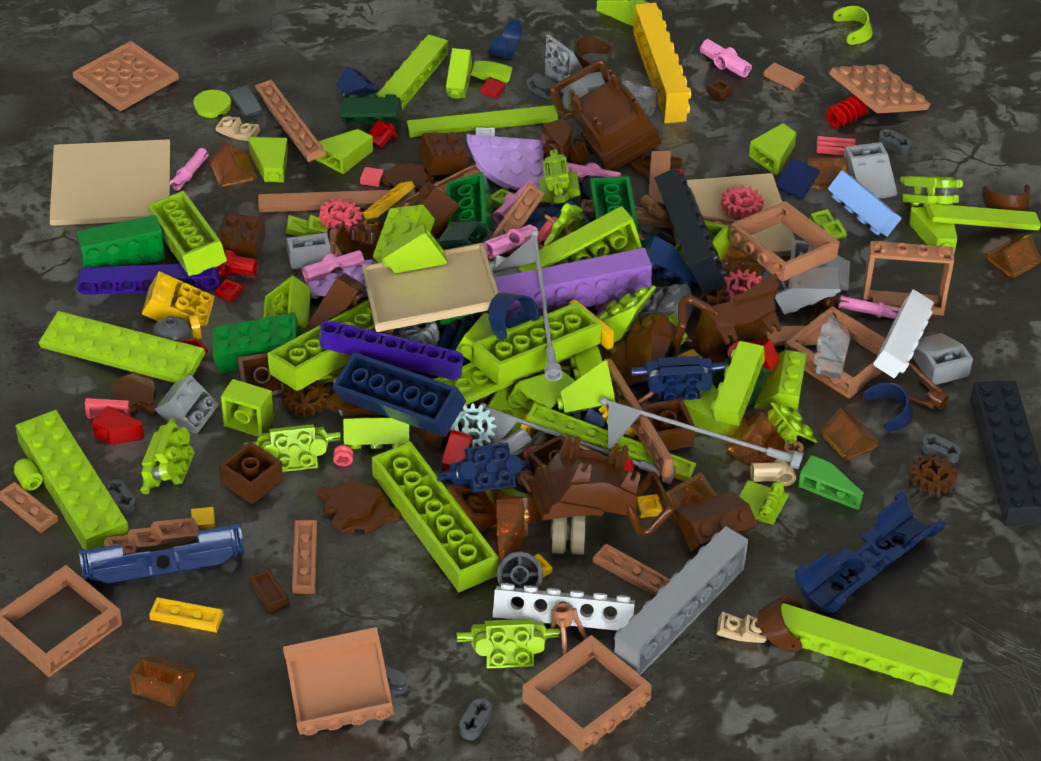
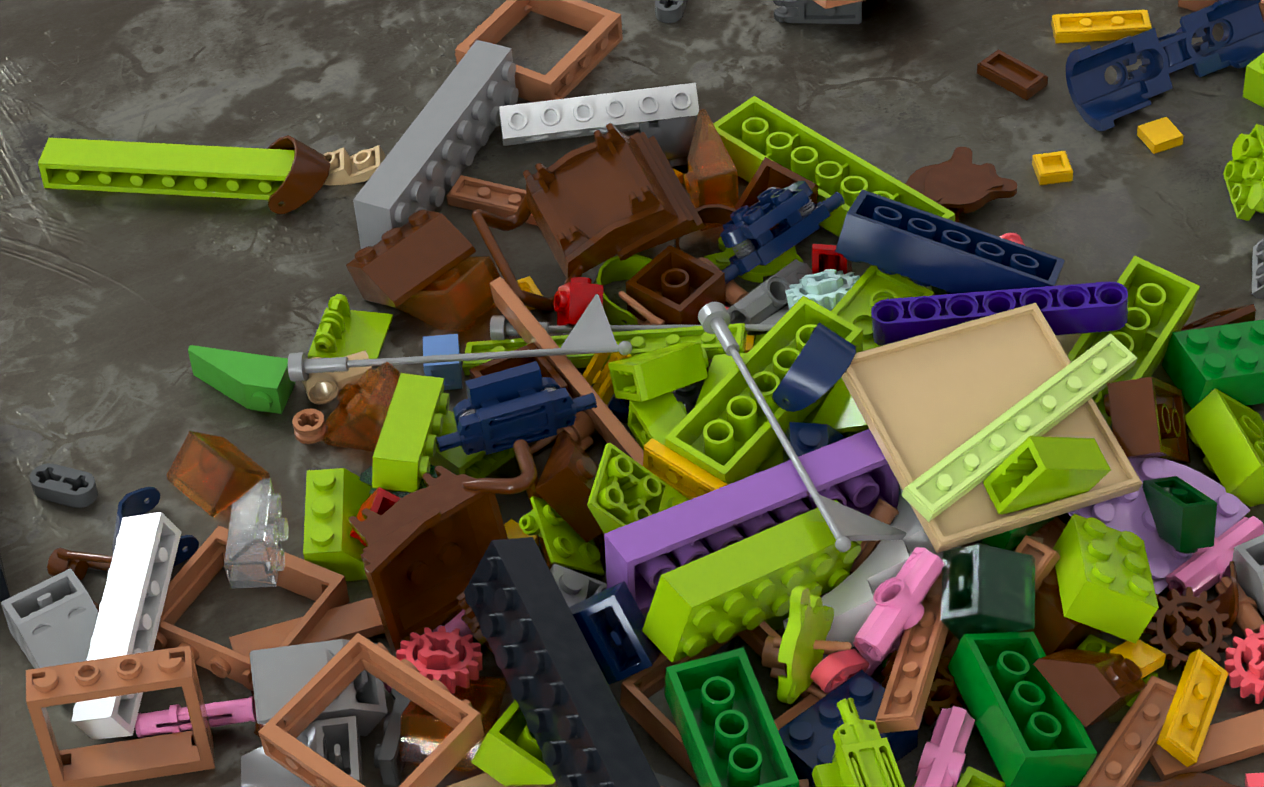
camera: 170 degrees right, 0 degrees up
(158, 537) = (1203, 83): nougat slope -> none
(247, 408) = (1195, 251): lime brick -> none
(251, 472) = (1126, 181): reddish brown brick -> none
(283, 513) = (1052, 168): none -> yellow tile
(296, 445) = (1093, 227): lime piece -> none
(304, 557) = (989, 123): nougat tile -> none
(346, 259) = (1181, 513): none -> dark green slope
(414, 276) = (1029, 417): none -> yellowish green tile
(509, 641) = (661, 60): lime piece -> none
(563, 615) = (591, 77): nougat plant -> none
(708, 462) = (449, 371): none -> medium blue brick
(789, 424) = (314, 444): lime hinge -> none
(894, 523) = (152, 295): dark blue piece -> none
(933, 474) = (77, 428): reddish brown gear -> none

